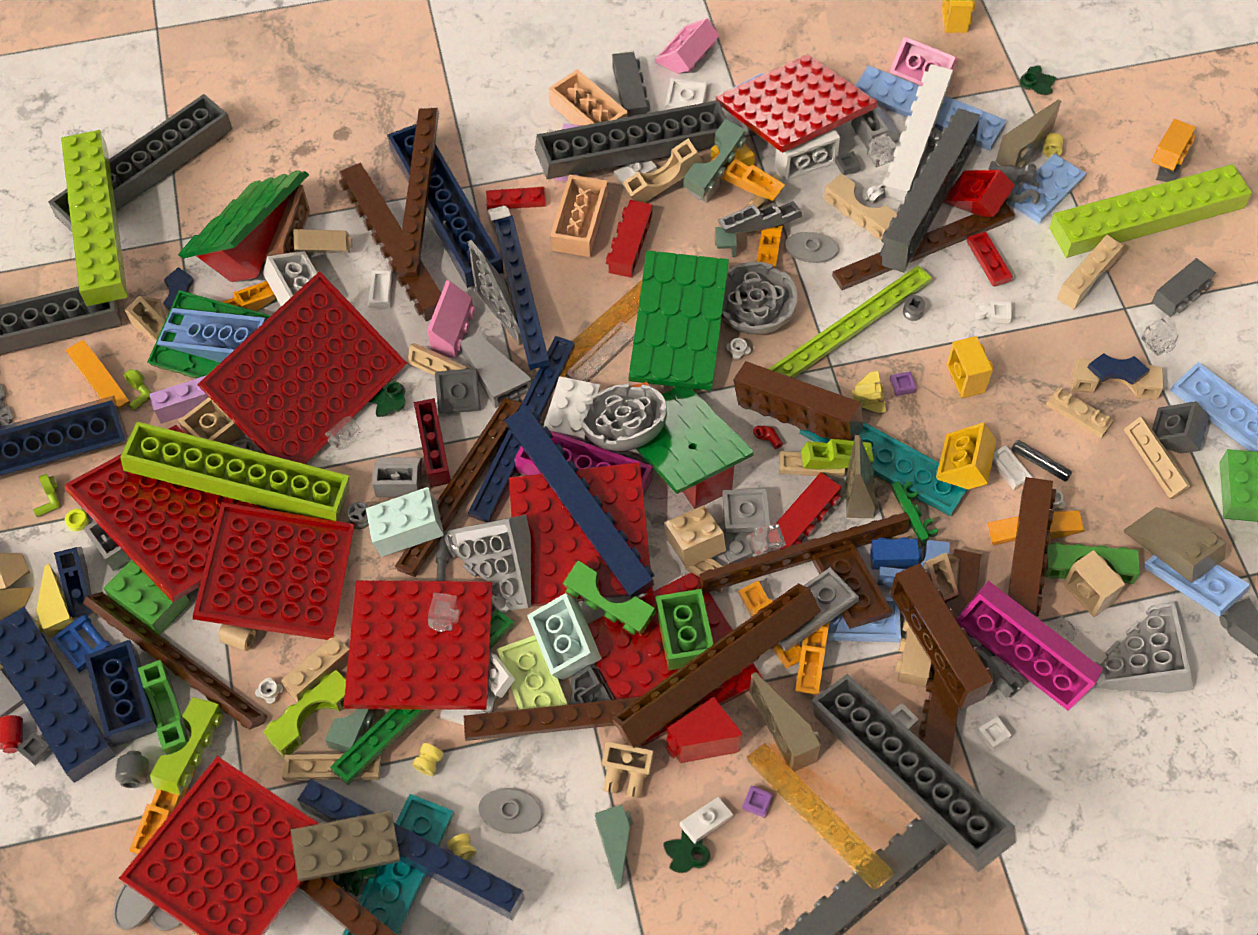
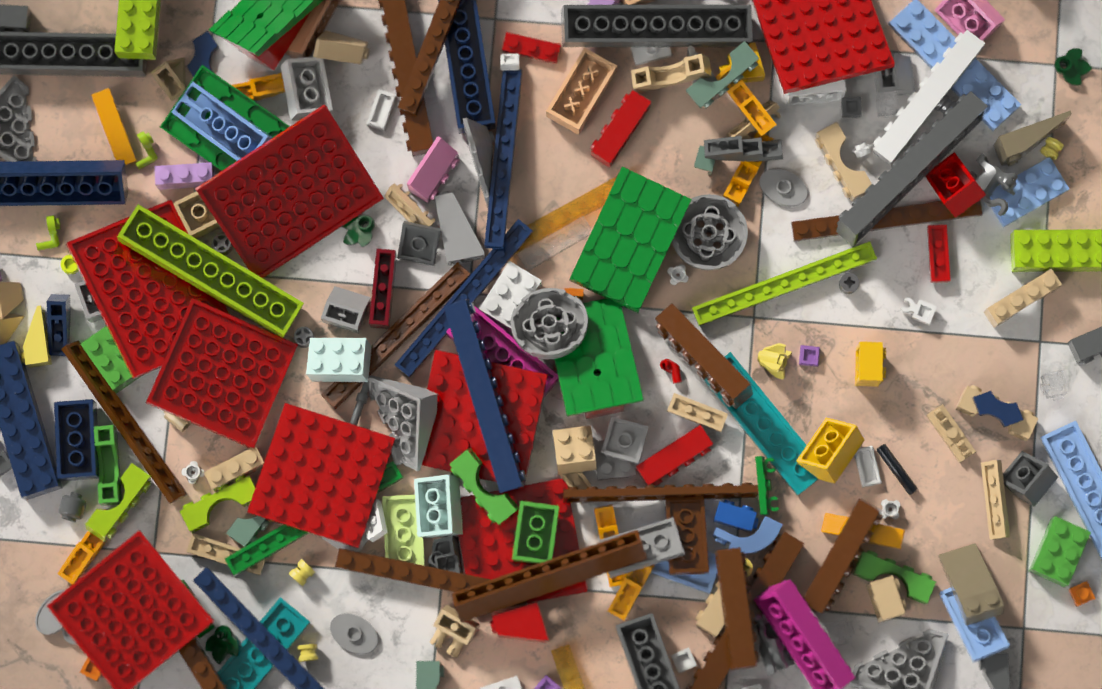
camera: 20 degrees right, 20 degrees up
(73, 644) = (48, 385): blue plate -> none
(343, 433) = (310, 255): clear brick -> none
(345, 845) = (218, 633): dark tan plate -> none
(443, 612) = (346, 459): clear brick -> none
(765, 539) = (629, 475): clear brick -> none
(788, 729) = (590, 648): dark tan slope -> none
(830, 455) = (719, 414): lime slope -> none
(860, 484) = (729, 450): dark tan slope -> none
(944, 573) = (762, 556): tan slope -> none

